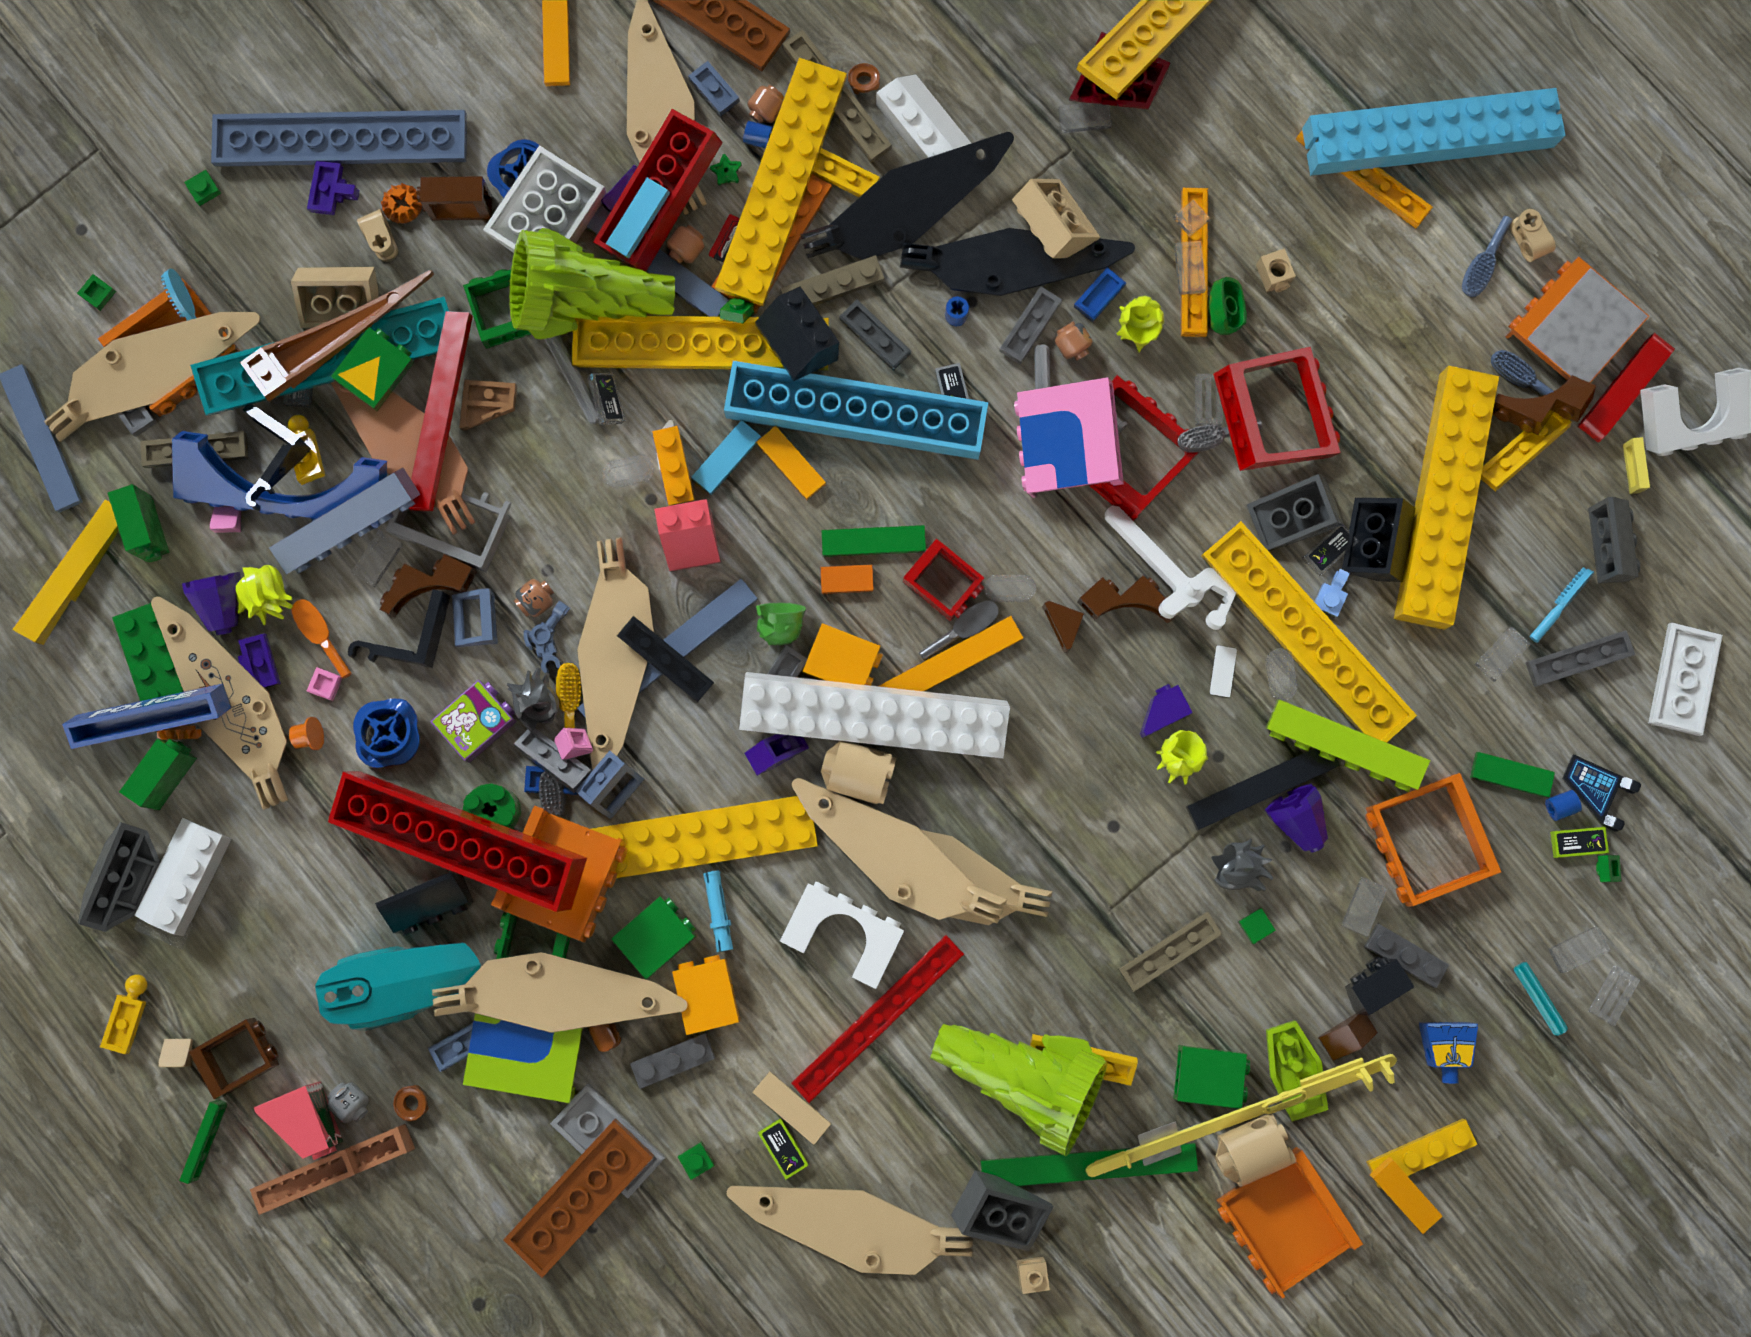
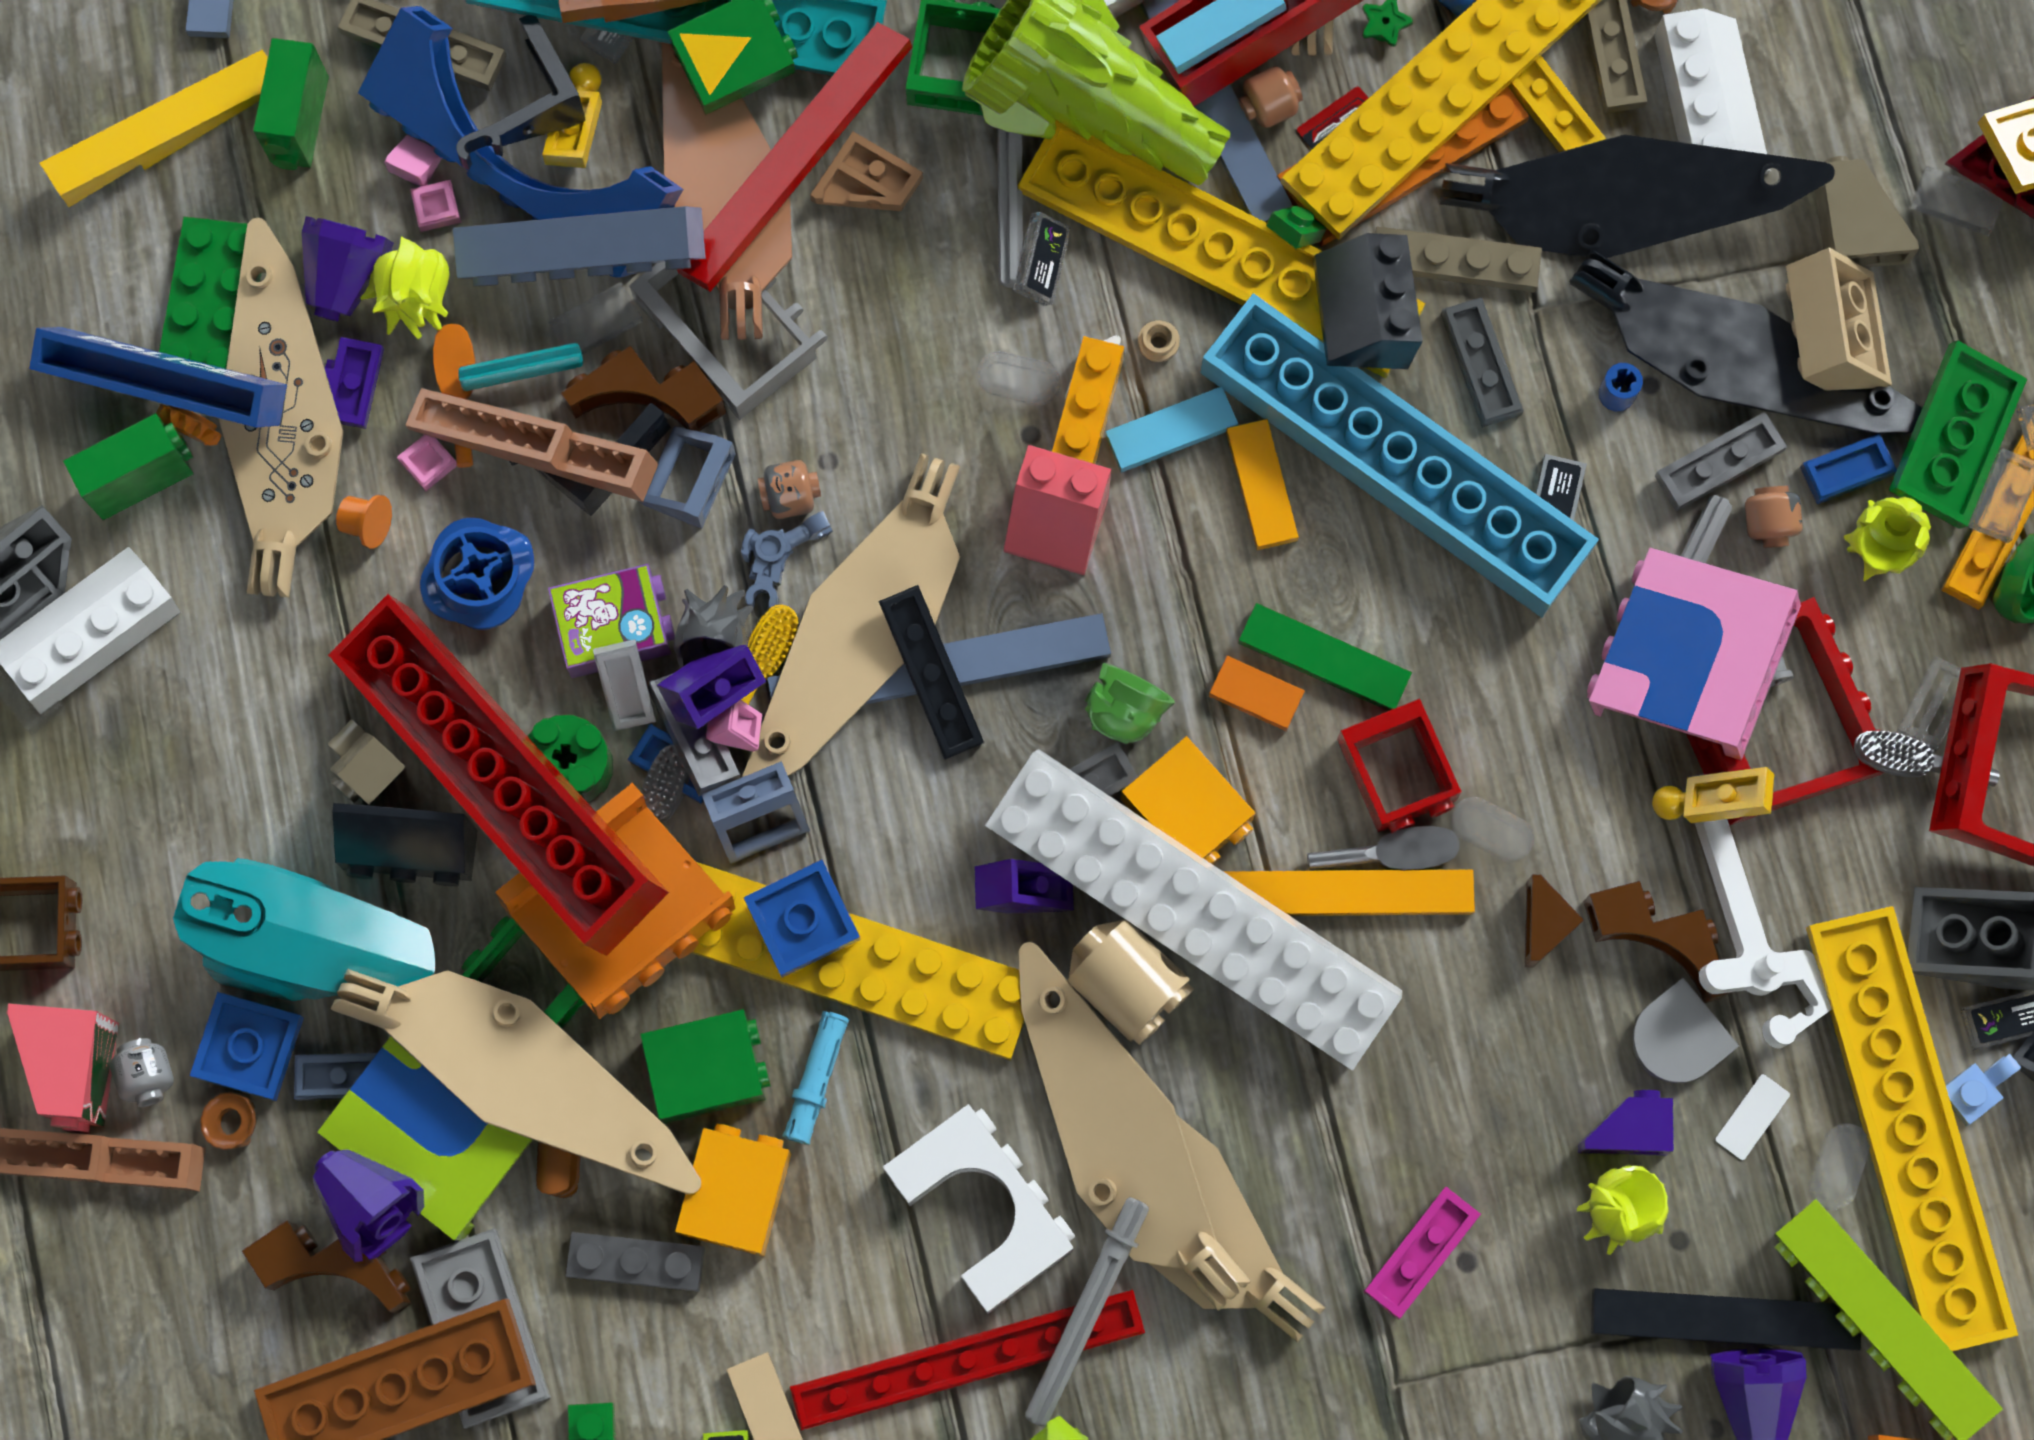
camera: 30 degrees right, 5 degrees down
(252, 538) = (435, 205): none -> bright pink tile
(348, 605) = (520, 367): none -> teal axle
(379, 645) = (534, 443): none -> nougat slope
(380, 871) = (364, 764): none -> dark tan hinge
(398, 1057) = (246, 1046): none -> blue plate
(501, 752) = (624, 685): none -> light grey tile
(509, 1109) = (365, 1202): none -> dark purple cone
(520, 1139) = (289, 1255): none -> reddish brown arch
(549, 729) = (711, 685): none -> dark purple slope
(665, 830) = (802, 918): none -> blue plate
(690, 405) = (1158, 329): none -> tan plate
(928, 959) = (1089, 1306): none -> light grey axle
(1039, 153) = (1861, 218): none -> dark tan slope
(1088, 835) = (1422, 1253): none -> dark pink plate
(1121, 510) = (1718, 796): none -> yellow plate
(1149, 246) = (1958, 434): none -> green plate
(1164, 648) = (1680, 1036): none -> light grey tile

